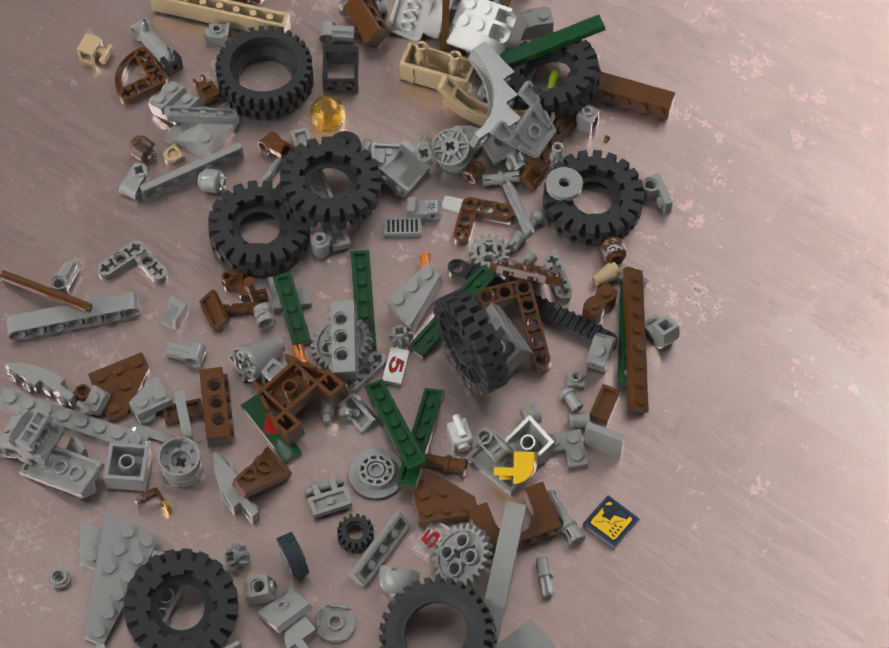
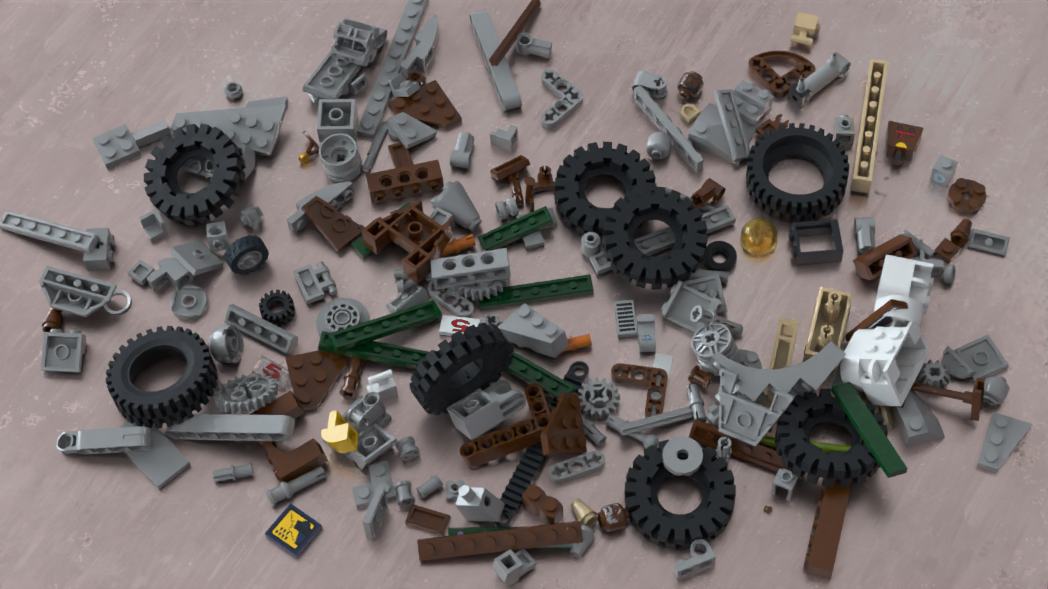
camera: 90 degrees right, 0 degrees up
(183, 414) = (382, 156): light grey beam -> none

